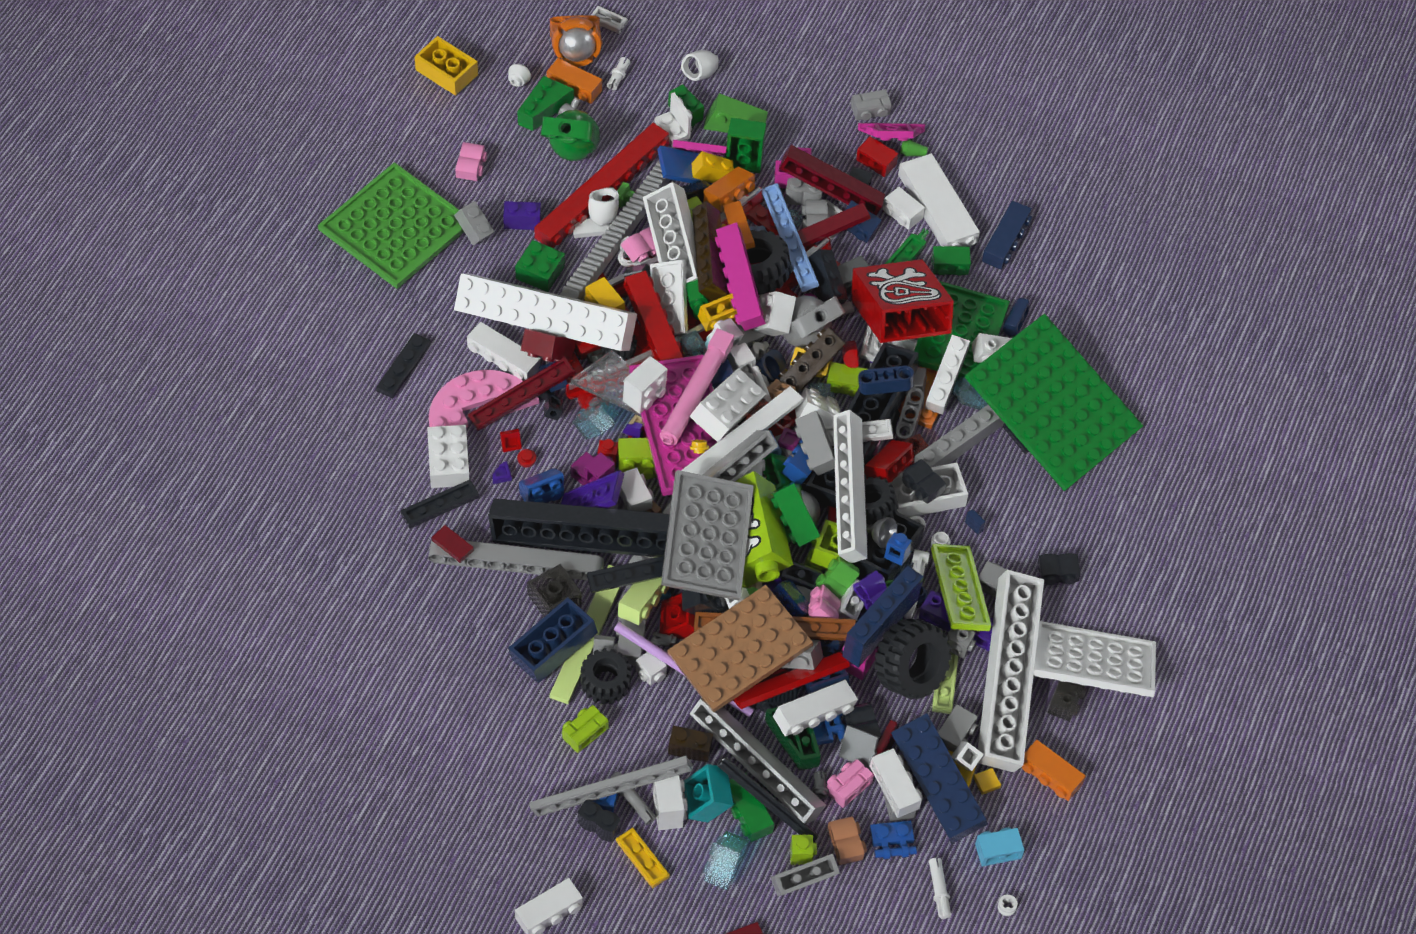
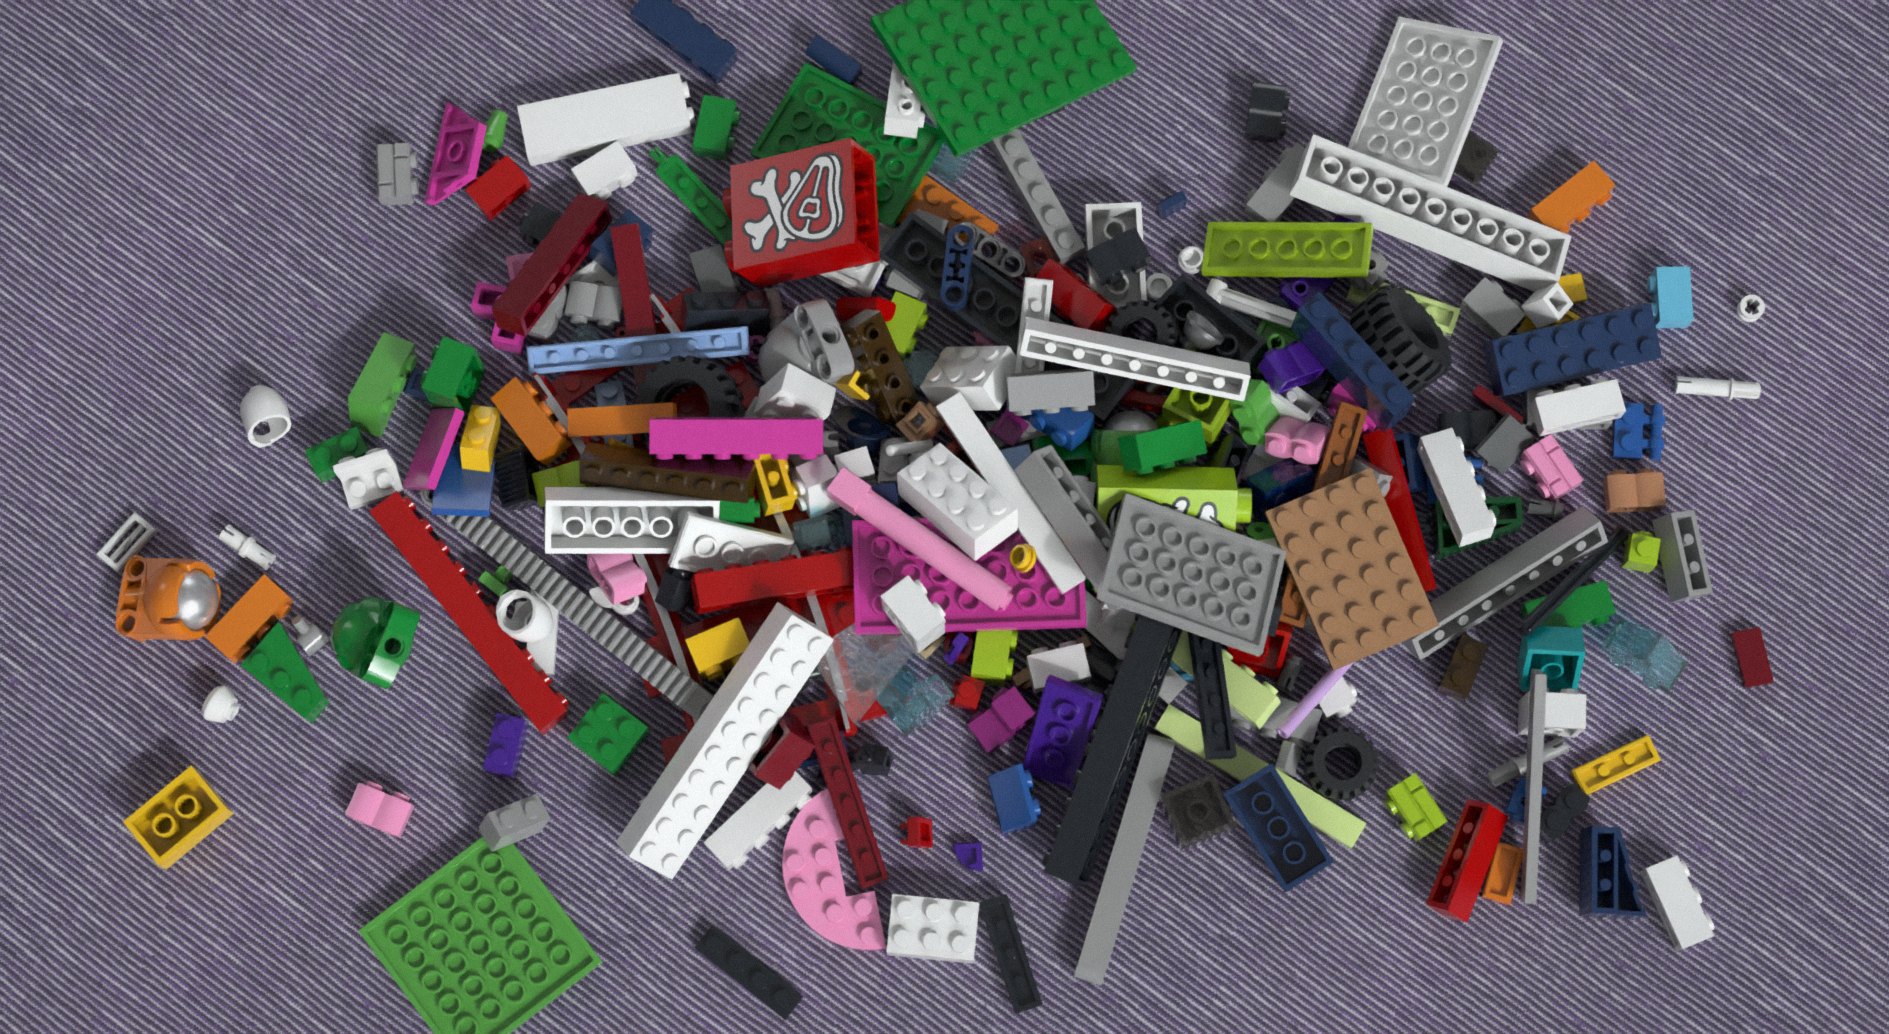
camera: 75 degrees left, 20 degrees up
(452, 543) = (1096, 945): dark red tile -> none
(526, 458) = (950, 814): red plate -> none
(541, 790) = (1502, 873): none -> orange tile
(552, 763) = (1467, 860): none -> red brick
(558, 854) = (1605, 876): none -> dark blue wedge
(901, 544) = (1233, 317): blue brick -> none
(947, 374) = (937, 180): white brick -> none

